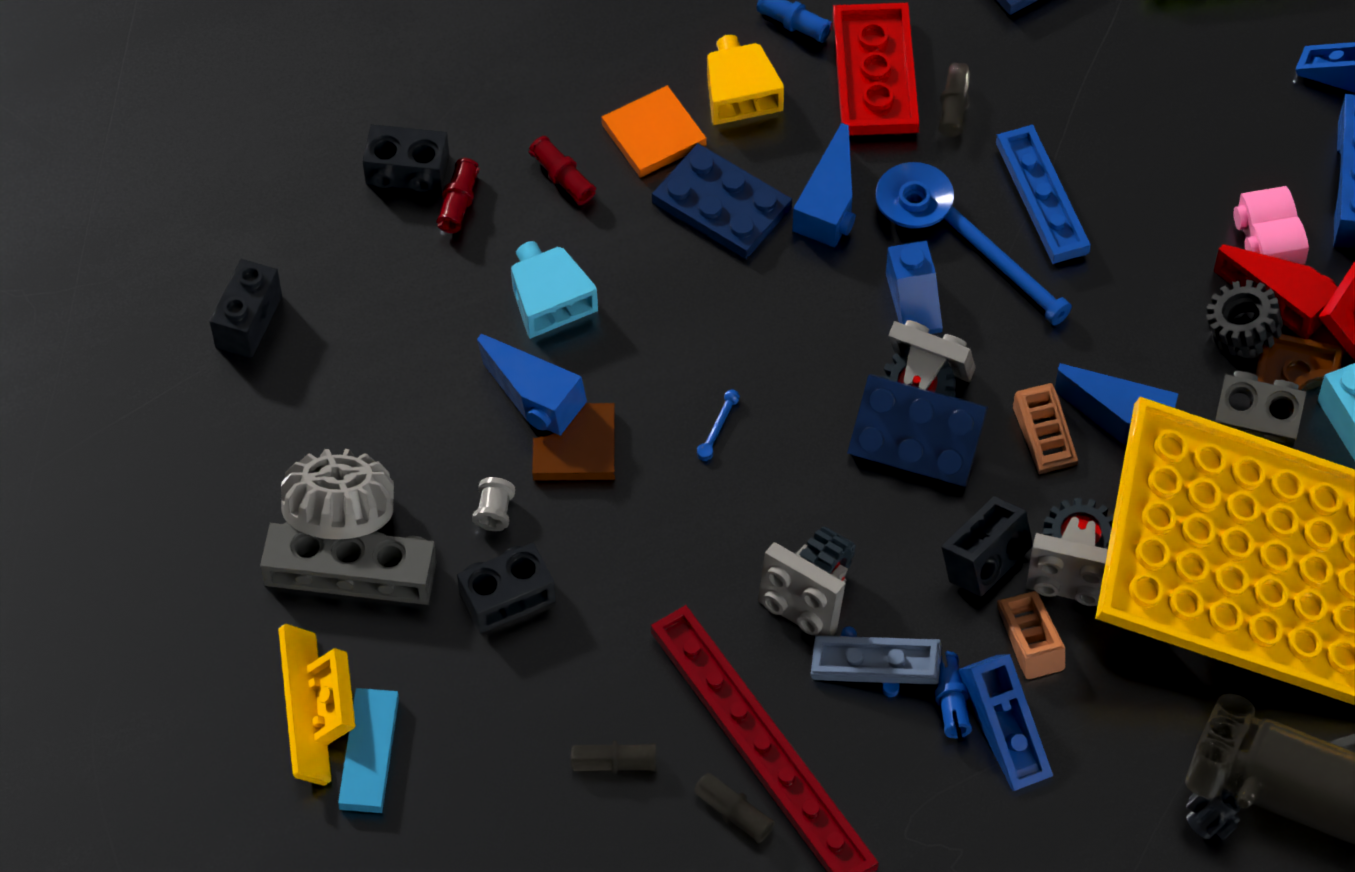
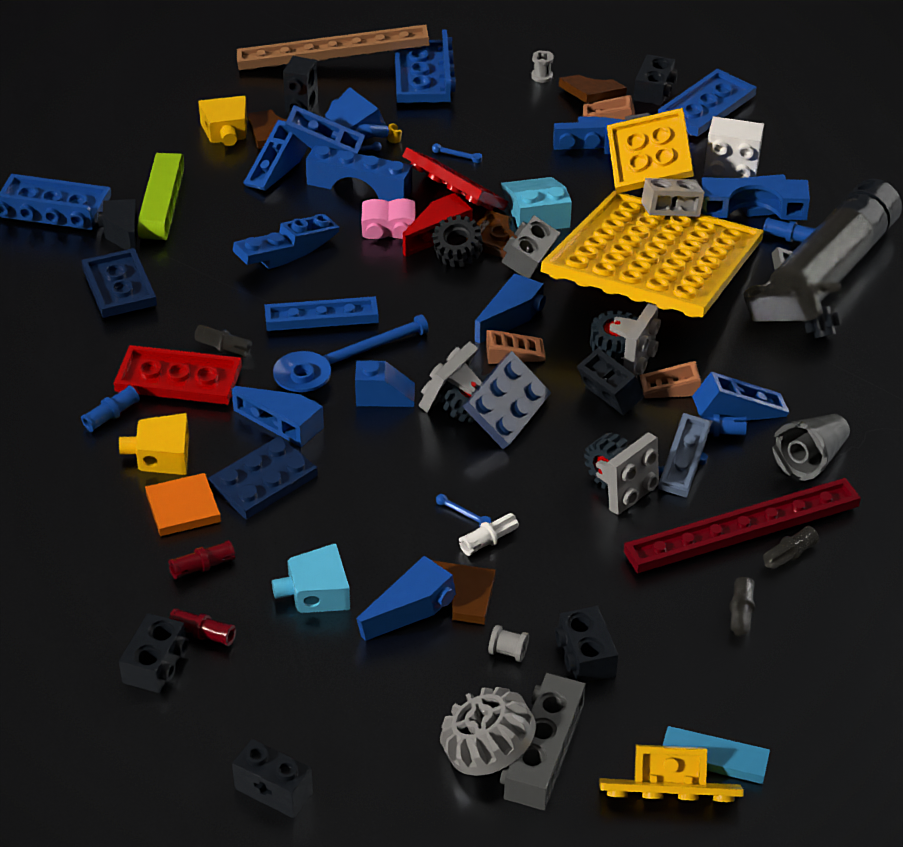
camera: 80 degrees left, 15 degrees down
(676, 455) = (488, 534): none -> white axle
(937, 816) = (809, 444): none -> dark grey cone
(1178, 126) = (290, 243): none -> blue slope

